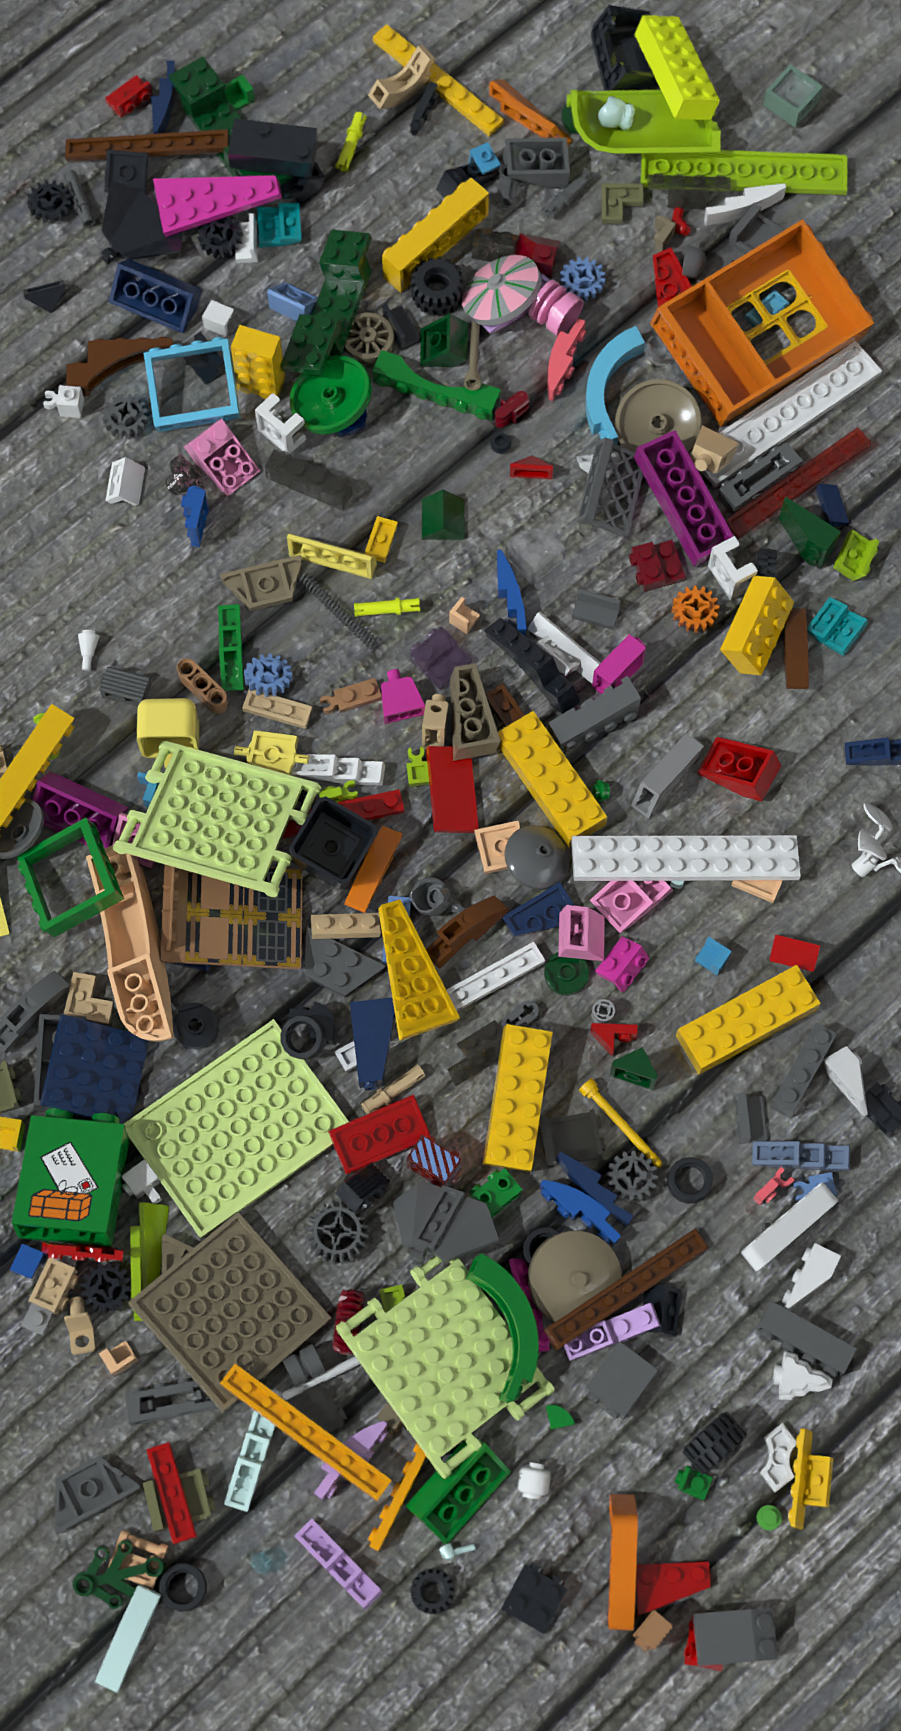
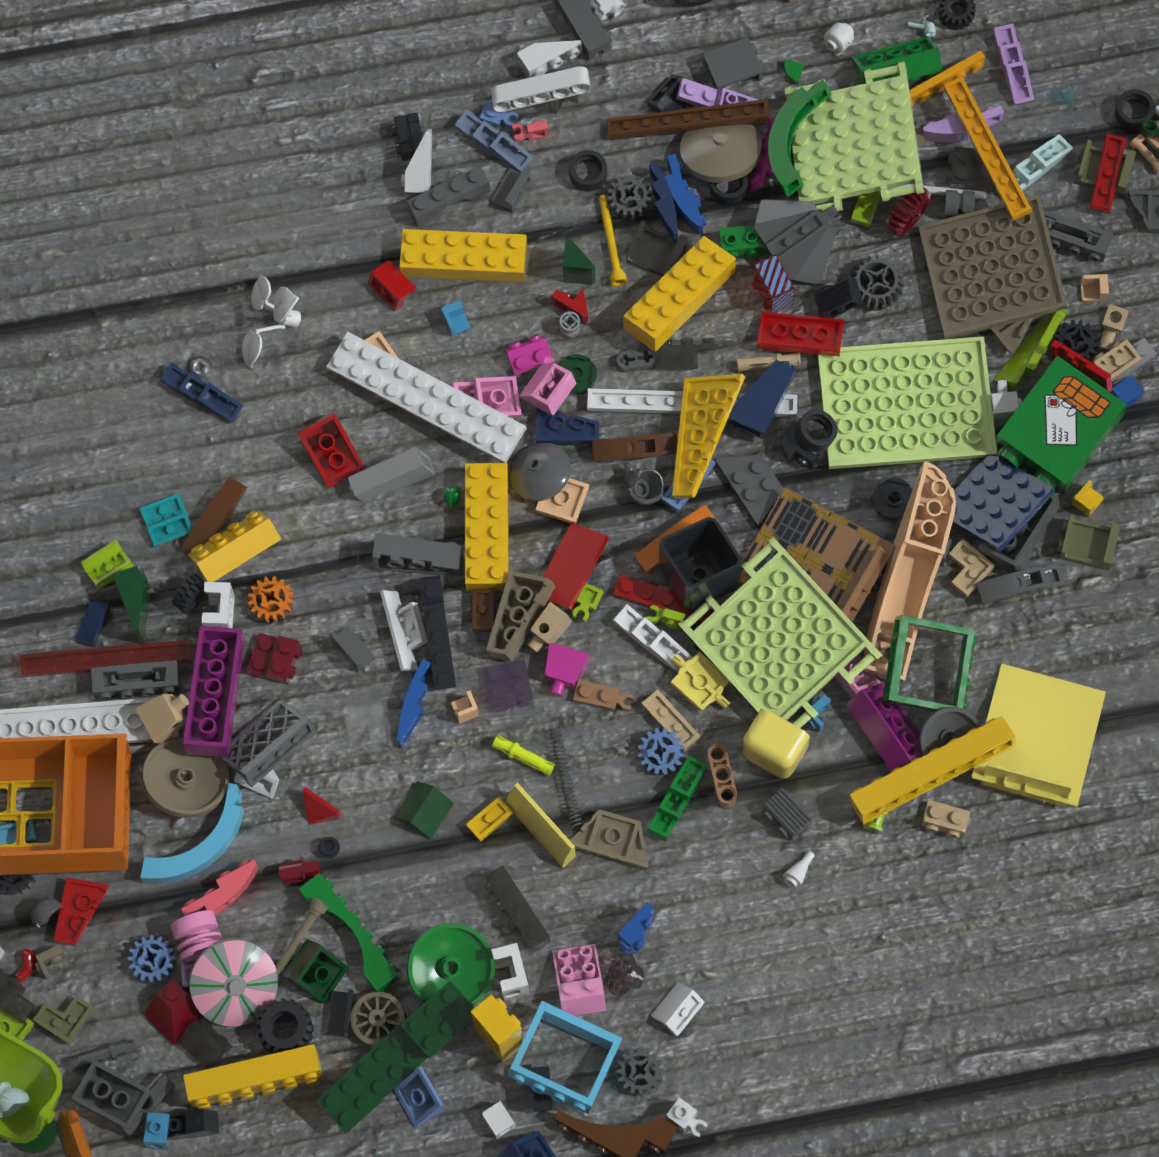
camera: 145 degrees left, 0 degrees up
(345, 925) = (727, 507): tan plate -> none
(621, 662) = (368, 581): dark pink window -> none

